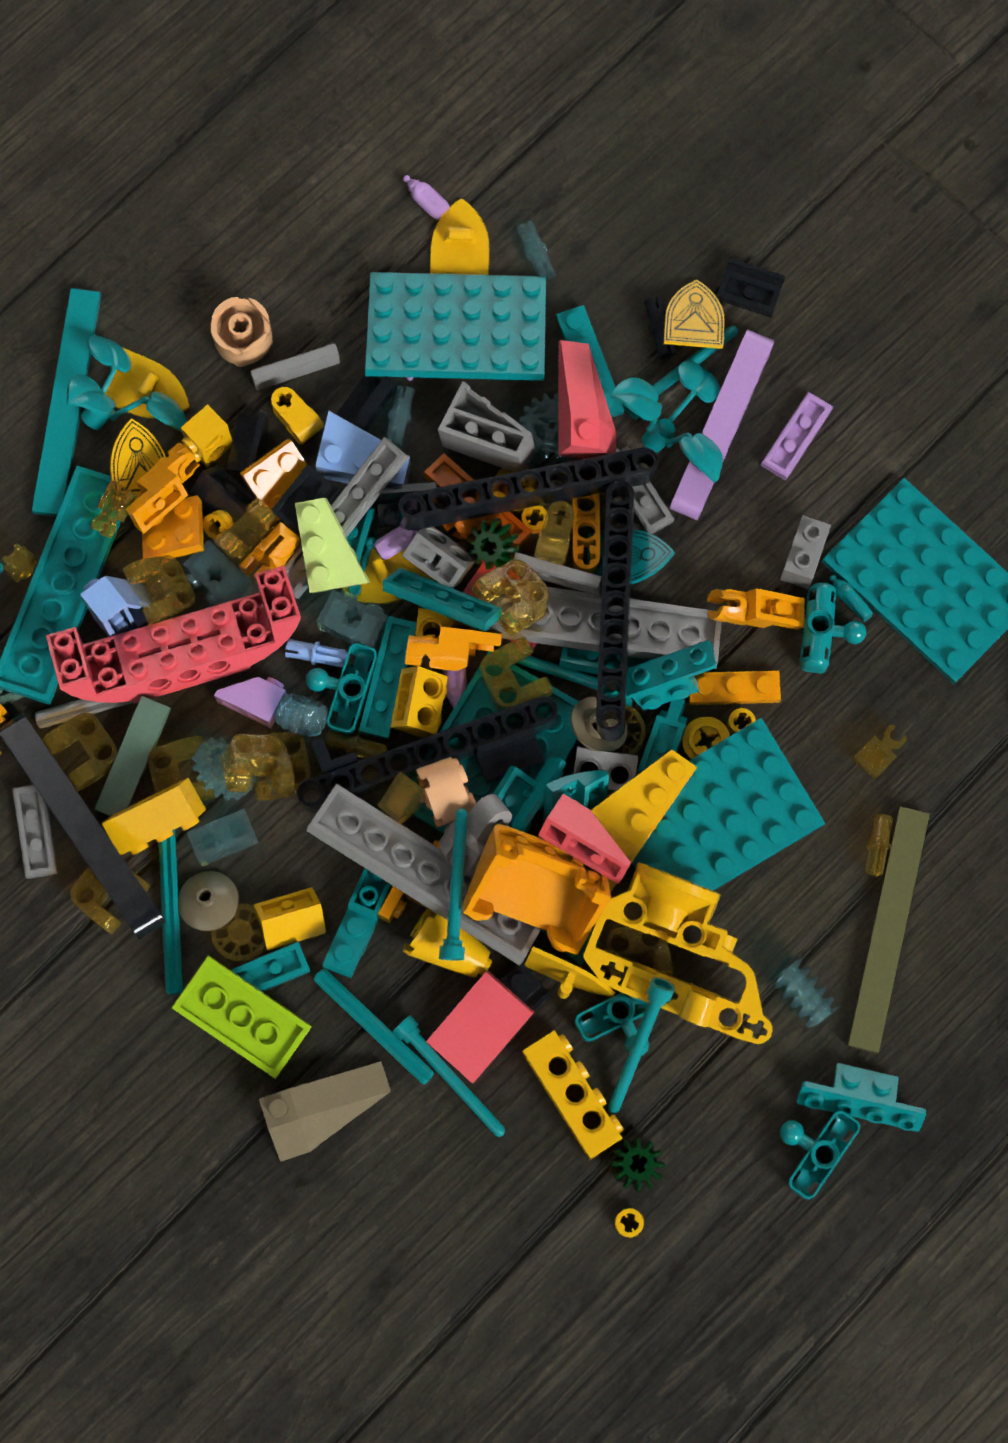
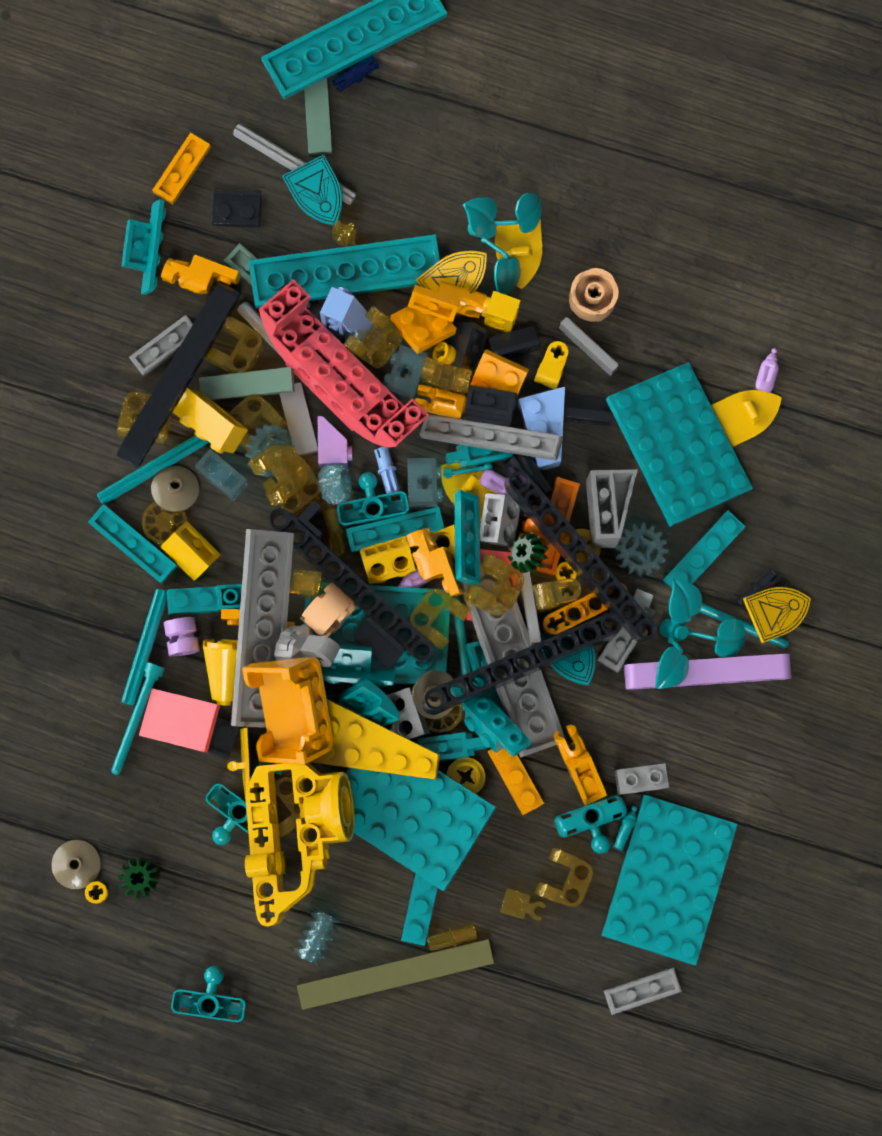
camera: 60 degrees right, 5 degrees up
(64, 418) = (503, 193): teal tile -> none
(113, 508) = (416, 275): clear yellow plate -> none
(204, 721) = (299, 421): none -> light grey tile
(241, 1016) = (104, 553): lime plate -> none
(314, 1111) = (63, 635): dark tan wedge -> none
(326, 552) = (461, 437): yellowish green wing -> none
(384, 976) = (181, 636): none -> lavender wheel
(399, 415) = (591, 438): clear light blue pin -> none
(452, 946) = (217, 671): teal piece -> none
(536, 250) = (769, 471): clear light blue pin -> none
(567, 1235) = (88, 867): none -> dark tan dish
(582, 836) = (342, 720): coral slope -> none
(583, 412) = (652, 572): coral wedge -> none
(590, 1140) = (139, 838): yellow brick -> none
(658, 993) = (256, 832): teal piece -> none
(734, 716) = (493, 788): yellow bush -> none
(750, 287) = (824, 640): black plate -> none
(796, 436) = (729, 730): lavender tile -> none
(830, 866) = (419, 911): none -> teal plate
(863, 1096) = (266, 1013): teal bracket -> none
(878, 684) = (571, 881): none -> clear yellow piece

